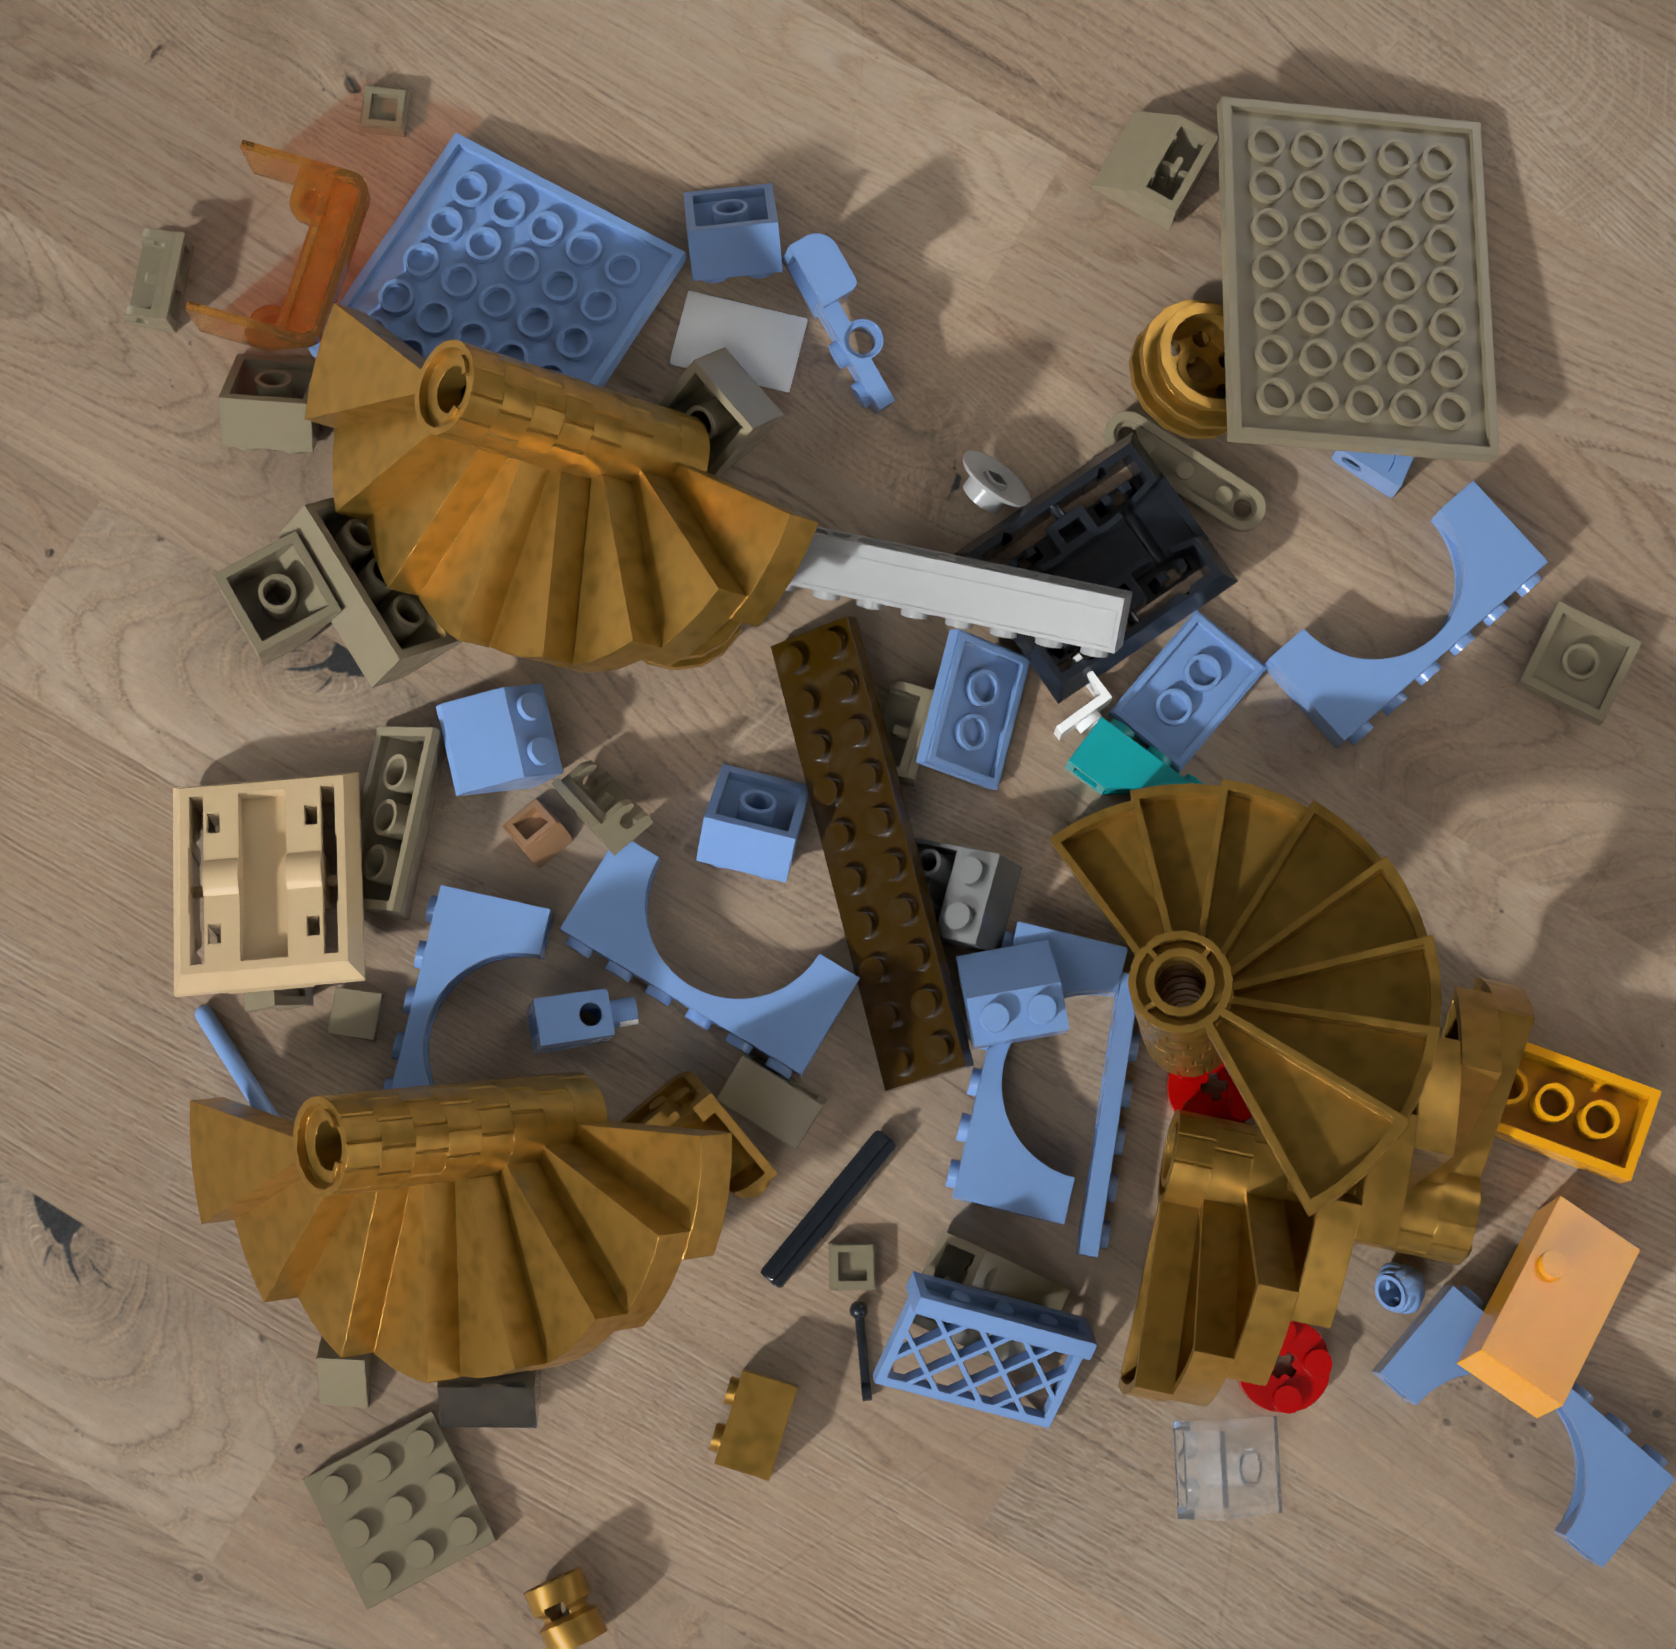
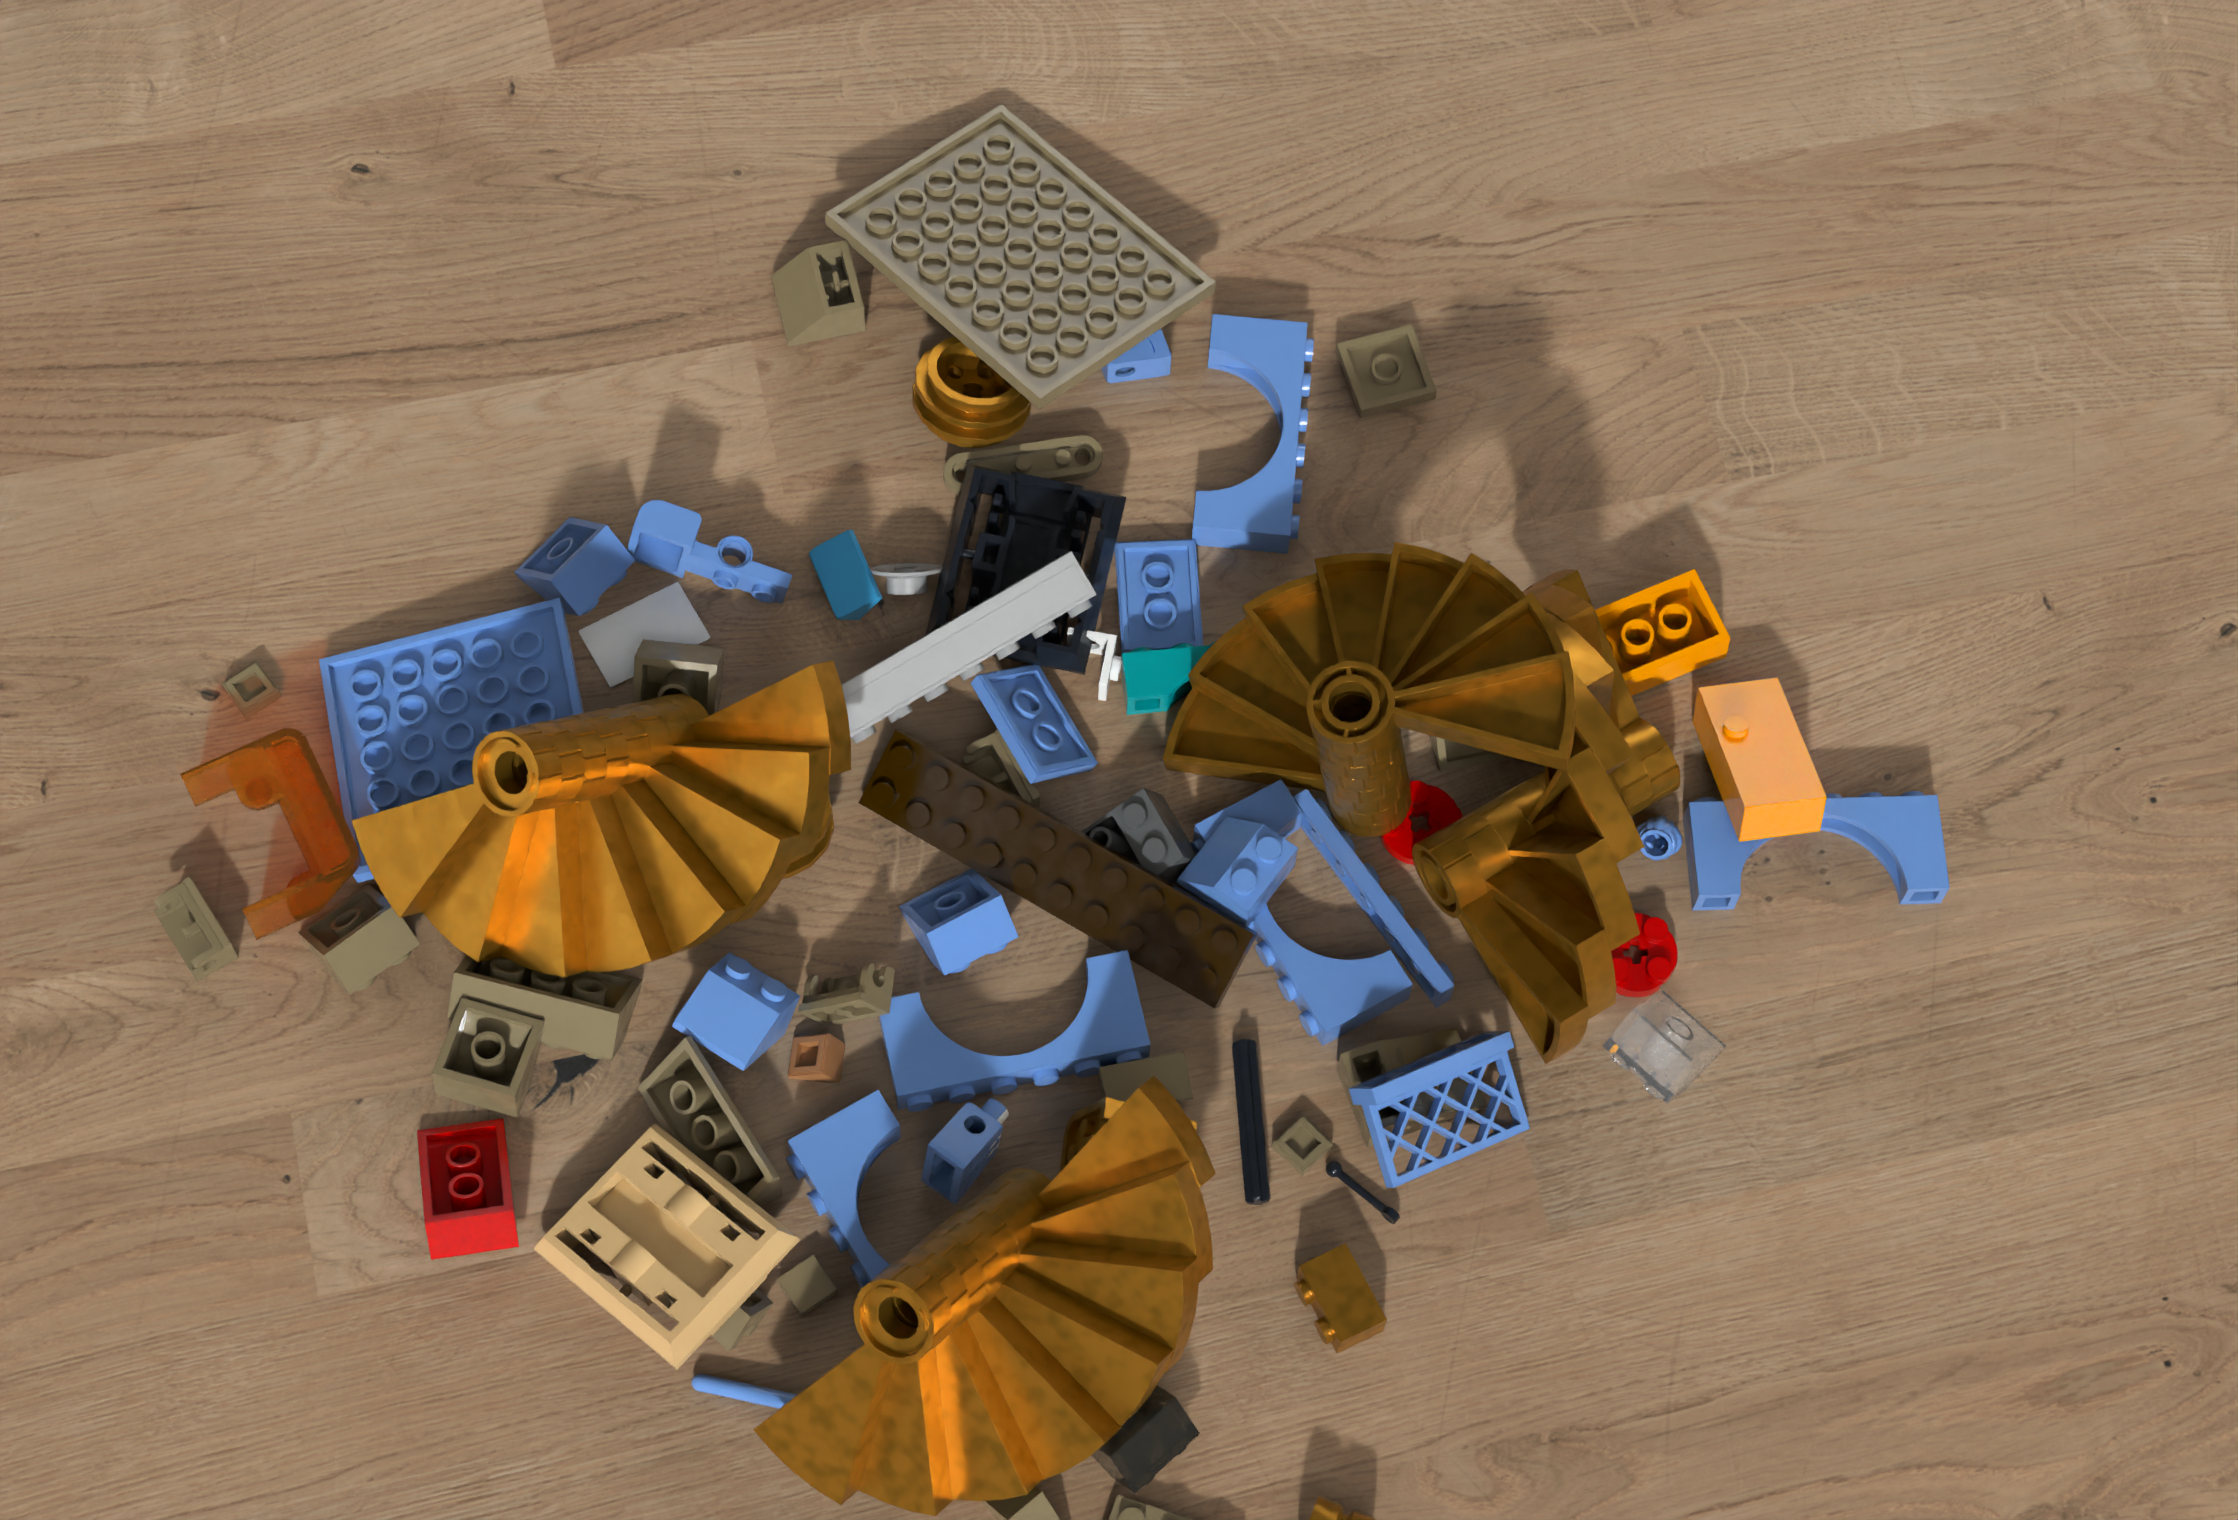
camera: 45 degrees left, 15 degrees down
(168, 690) = (467, 1189): none -> red slope
(942, 439) = (845, 576): none -> dark azure slope

